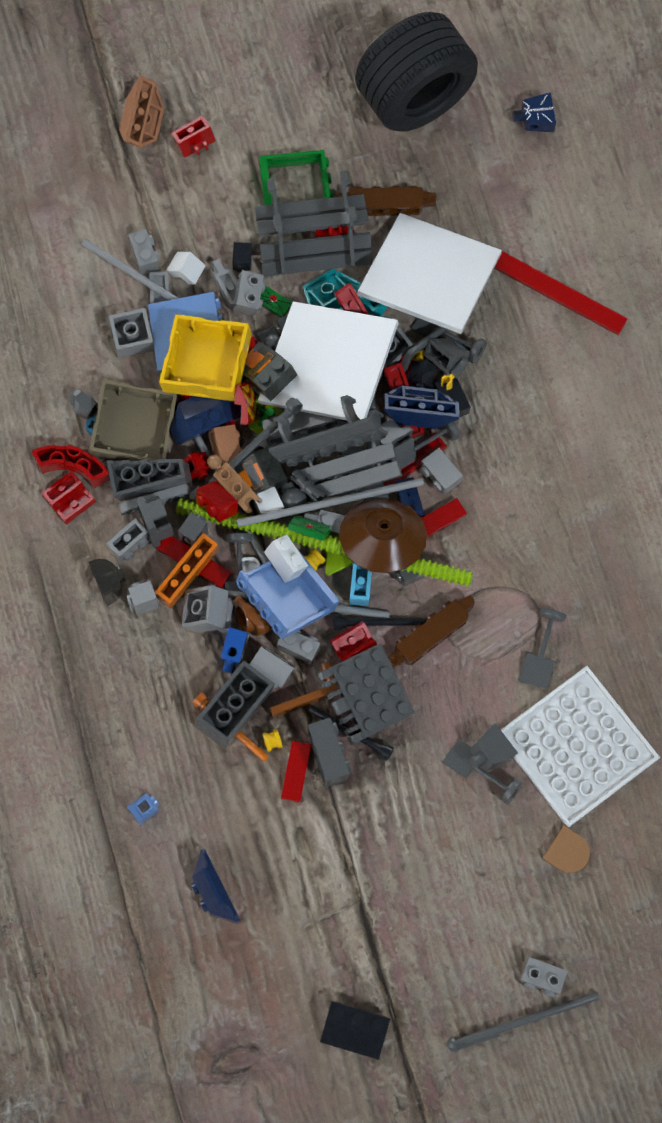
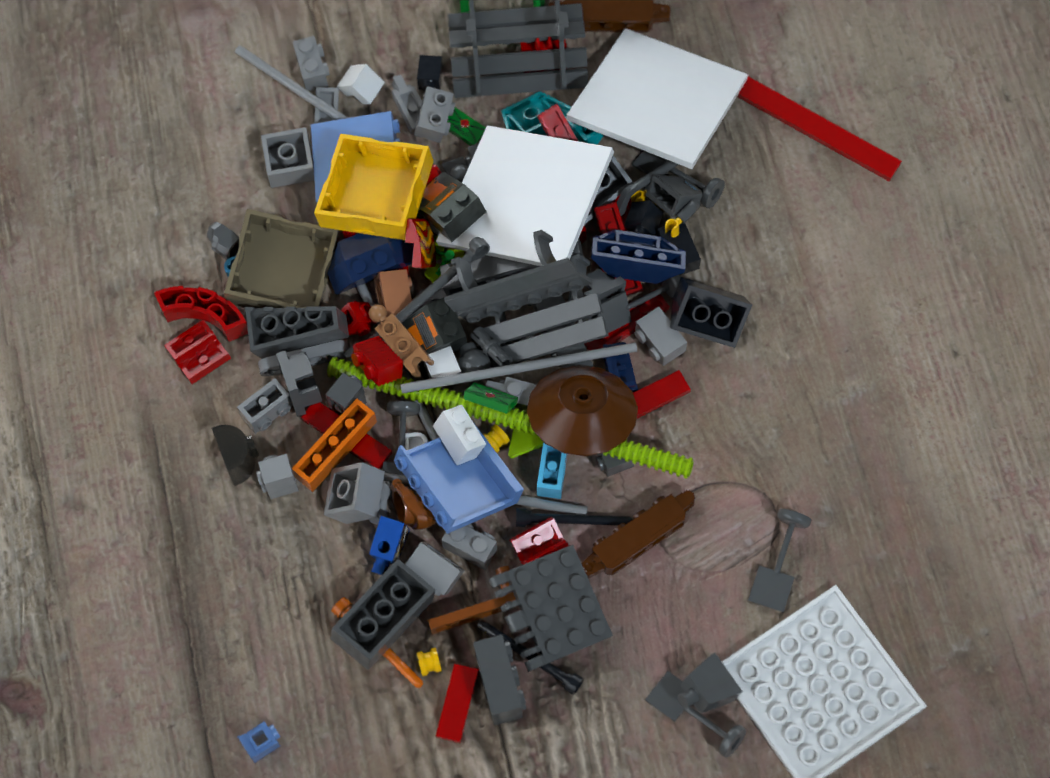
camera: 10 degrees right, 5 degrees down
(479, 450) = (709, 312): none -> black slope

